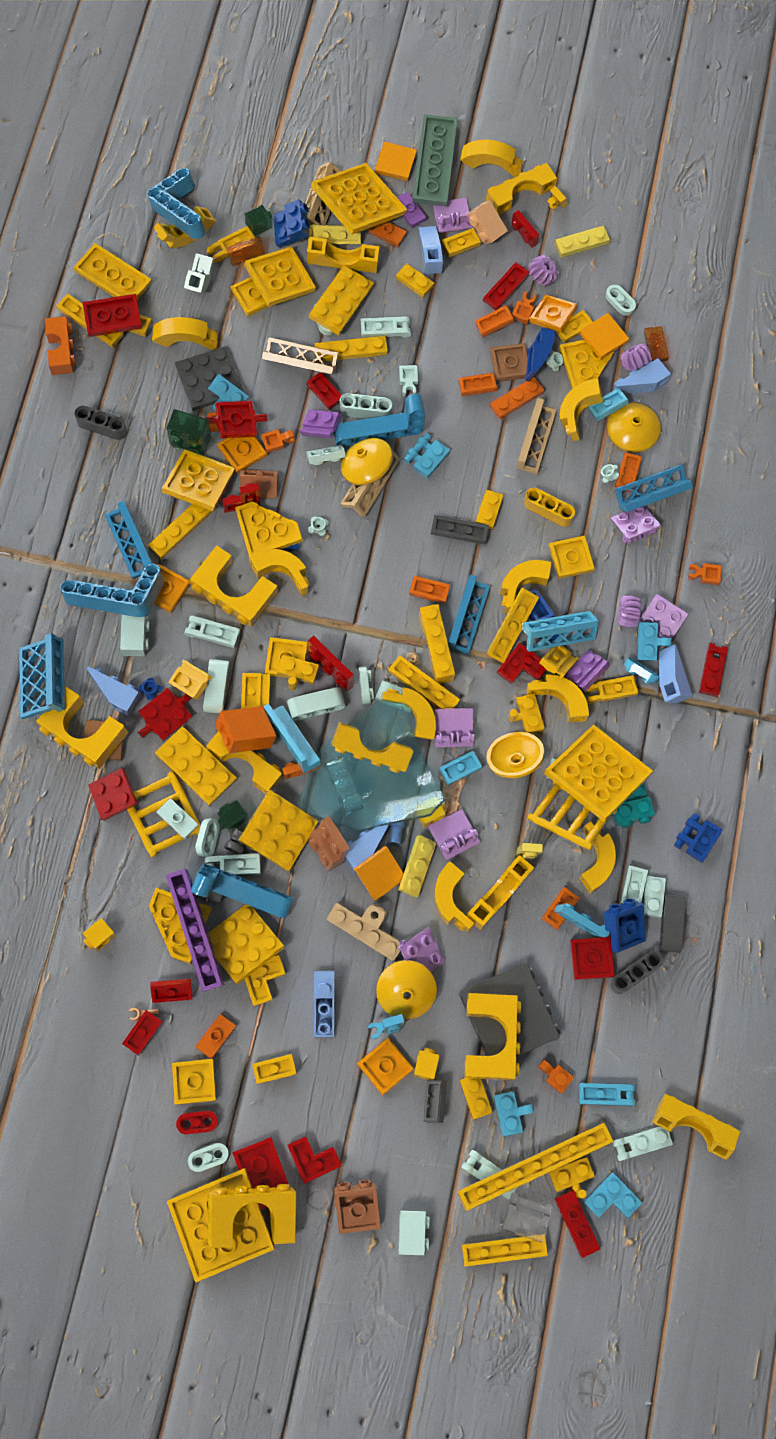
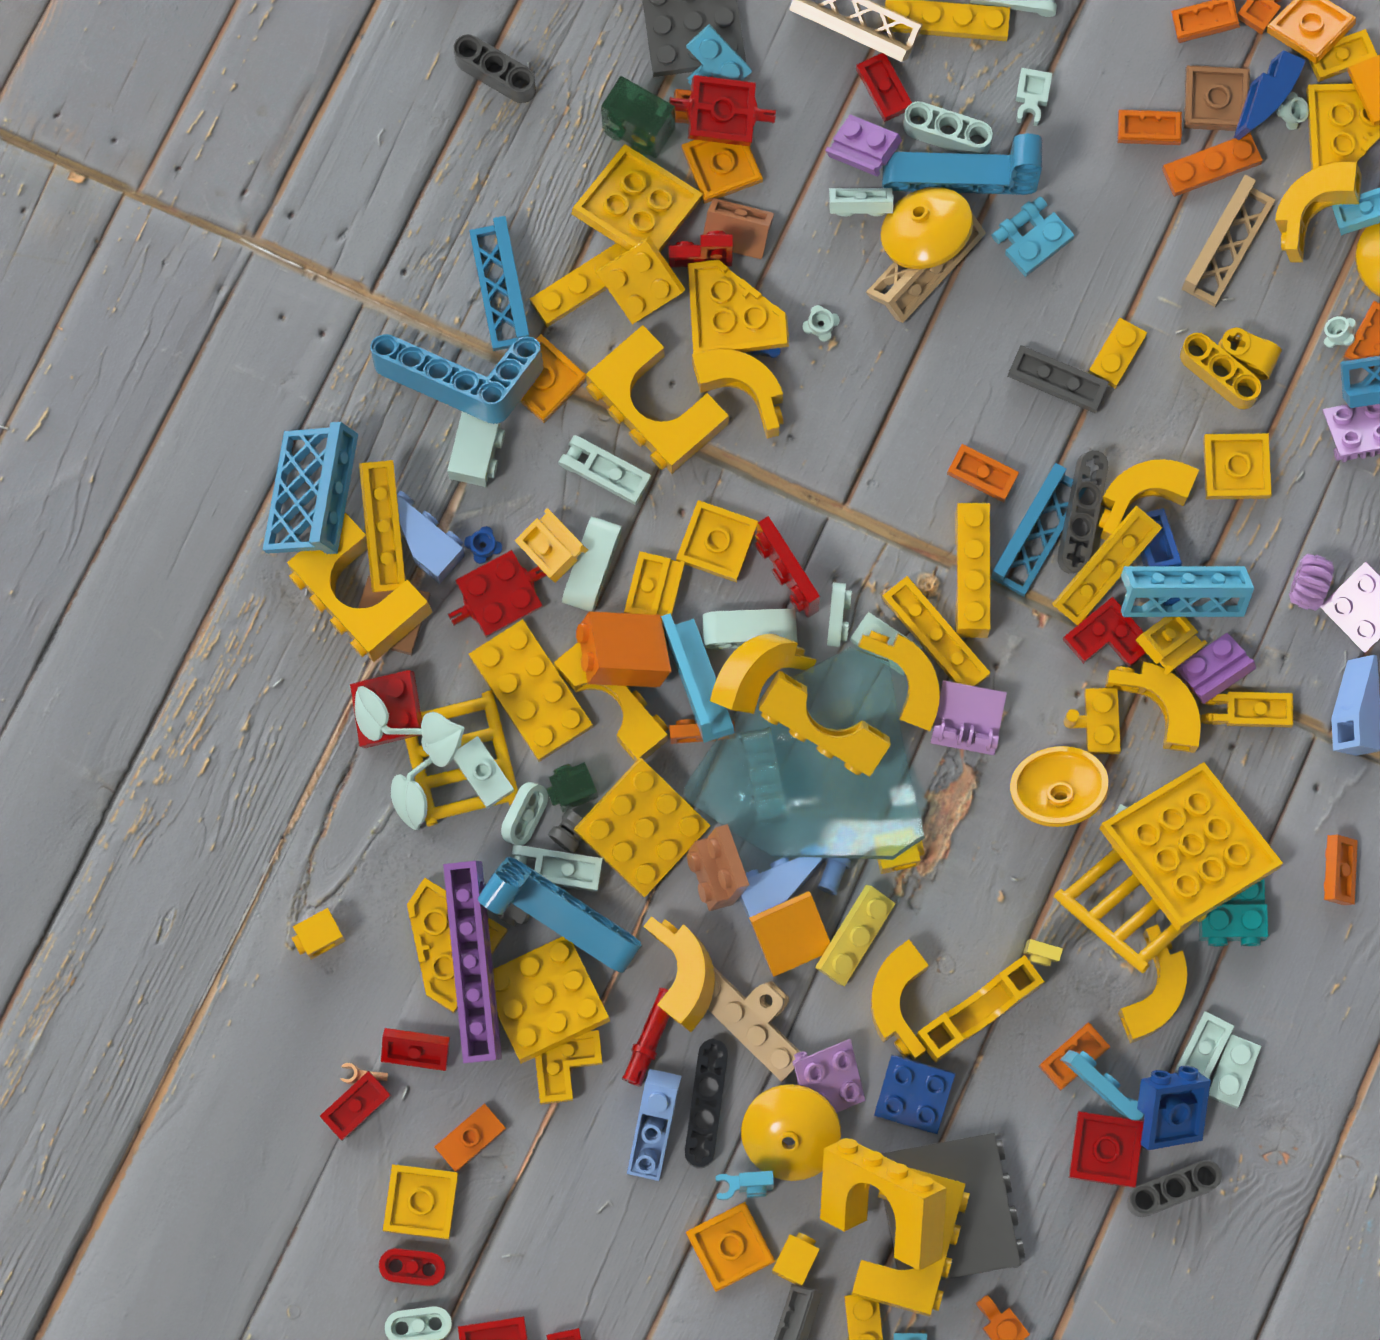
camera: 20 degrees right, 5 degrees up
(88, 688) = (382, 525): none -> yellow plate
(148, 804) = (439, 740): none -> light aqua plant
(210, 521) = (640, 280): none -> yellow plate
(274, 440) = (779, 158): orange plate -> none
(274, 1069) = (551, 1211): yellow plate -> none
(297, 671) = (730, 567): yellow plate -> none
(308, 960) = (647, 1044): none -> red pin
(322, 722) = (751, 666): none -> yellow arch
(330, 914) = (695, 976): none -> yellow arch
(352, 984) = (703, 1103): none -> black beam
(454, 834) = (928, 896): lavender hinge -> none
(460, 768) = (964, 788): medium azure plate -> none
(473, 951) = (914, 1094): none -> blue hinge
(491, 599) = (1077, 510): none -> dark grey beam
(491, 1010) = (913, 1197): none -> yellow arch
(566, 492) = (1252, 352): none -> yellow piece
(647, 674) = (1299, 680): medium azure plate -> none
(648, 641) = (1333, 639): medium azure plate -> none
(672, 924) = (1253, 1122): dark grey beam -> none
(685, 768) = (1340, 870): none -> orange plate
(703, 841) = (1340, 997): blue plate -> none

